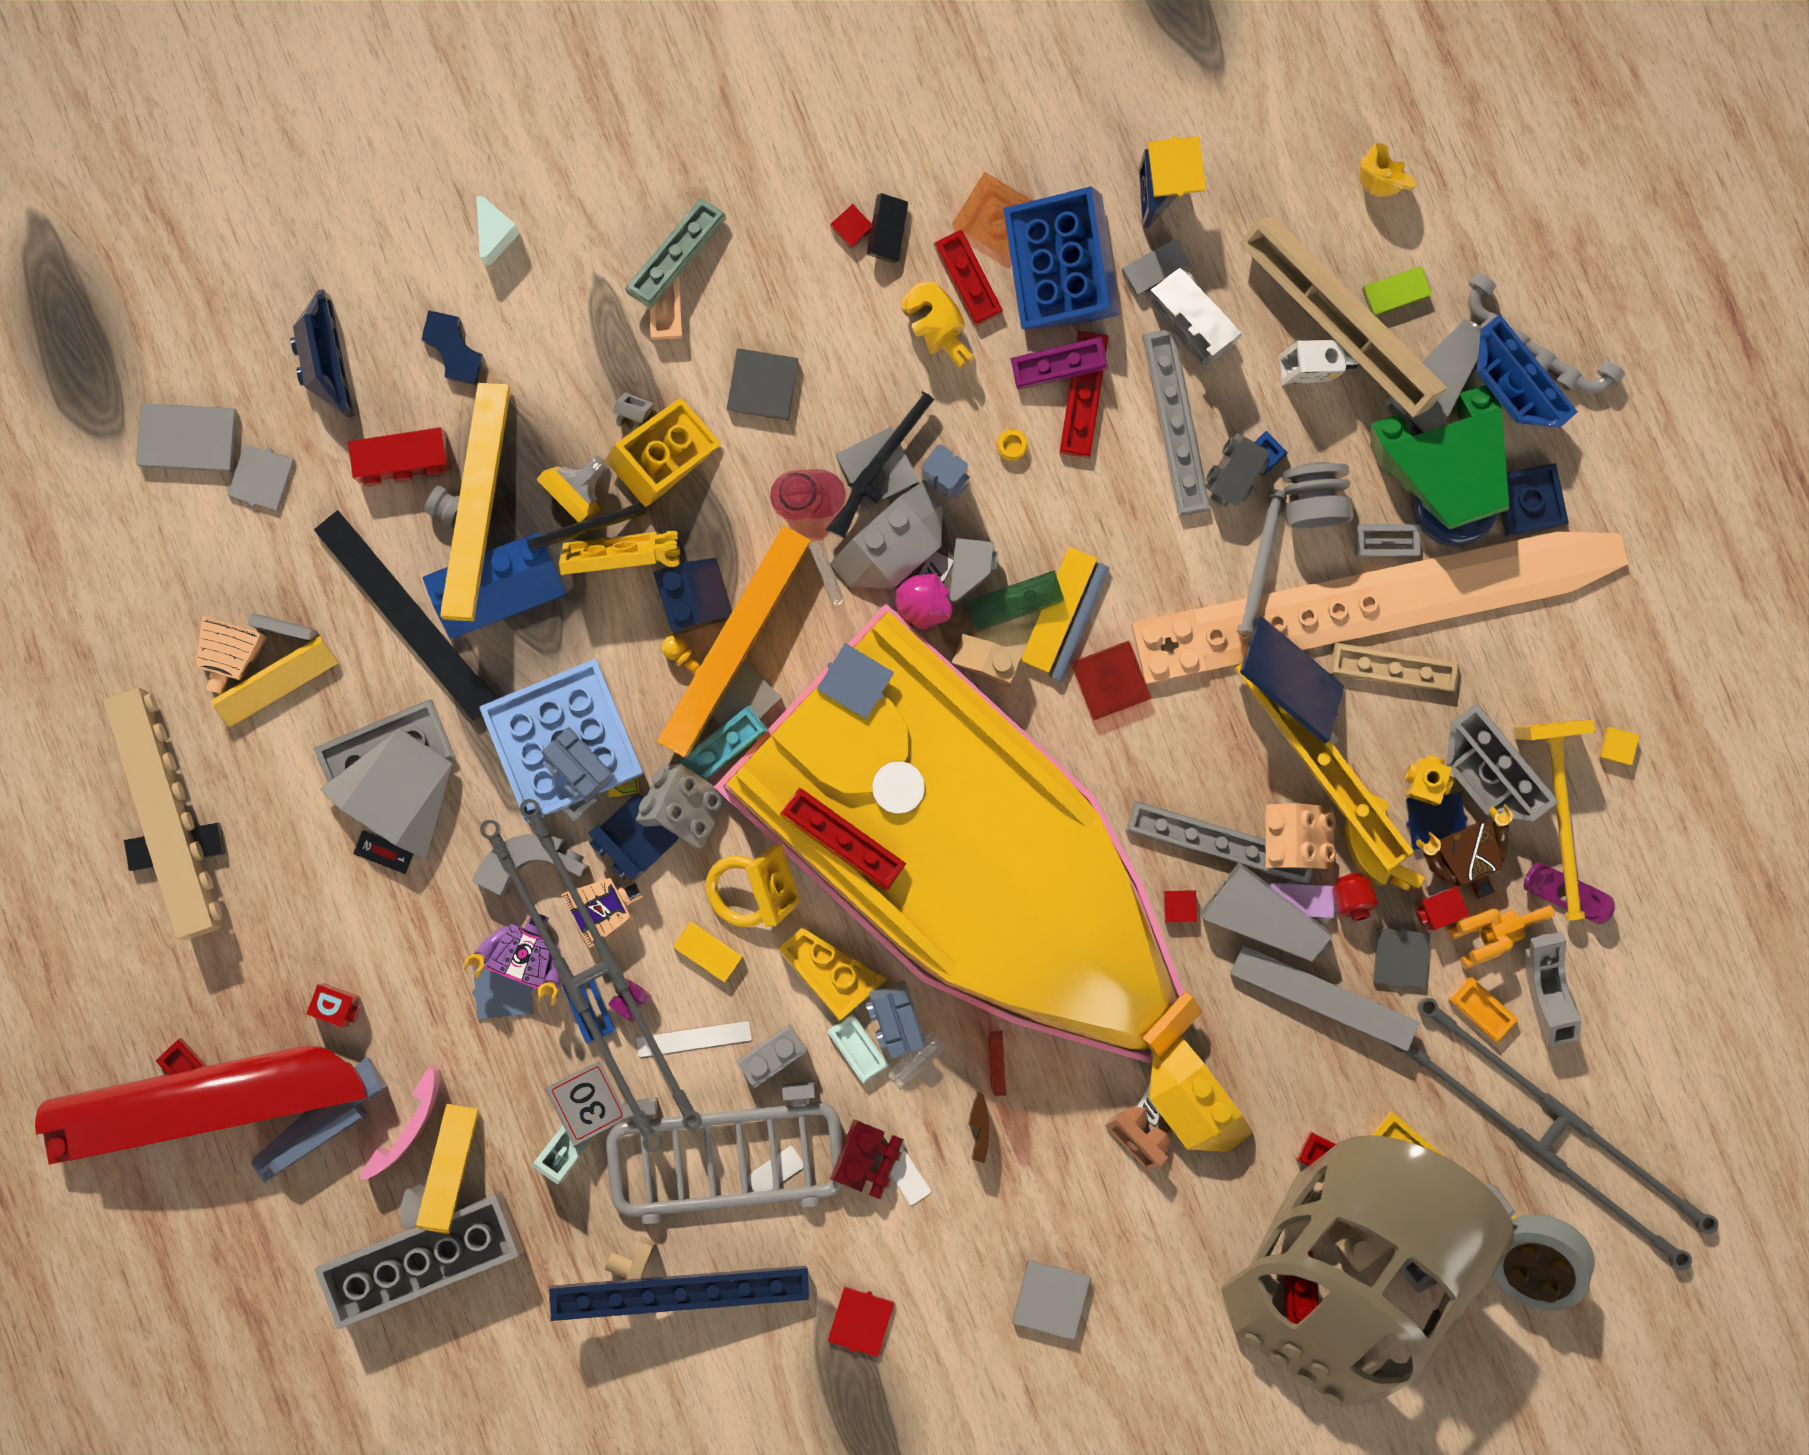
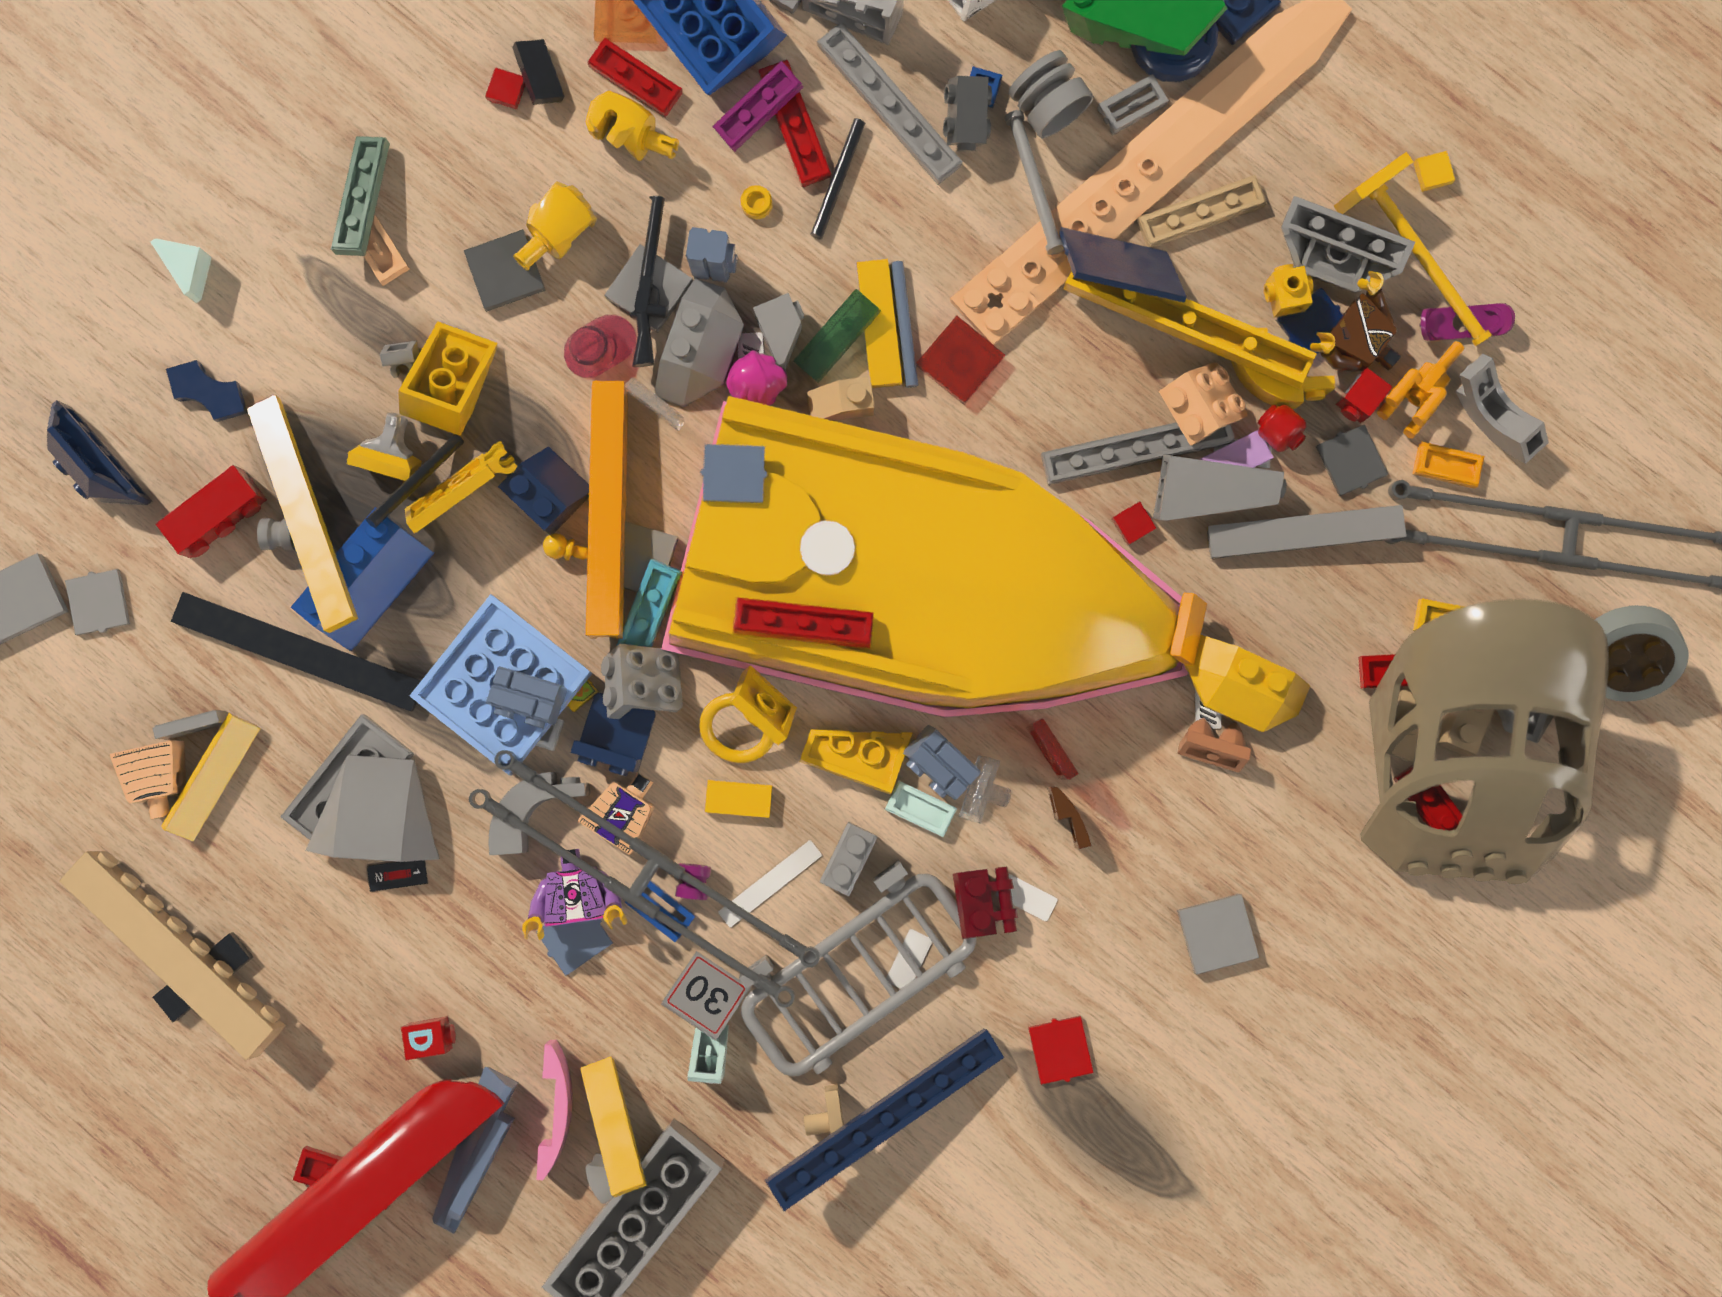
camera: 30 degrees left, 0 degrees up
(828, 370) = (555, 223): none -> yellow piece
(1094, 463) = (838, 178): none -> black bar

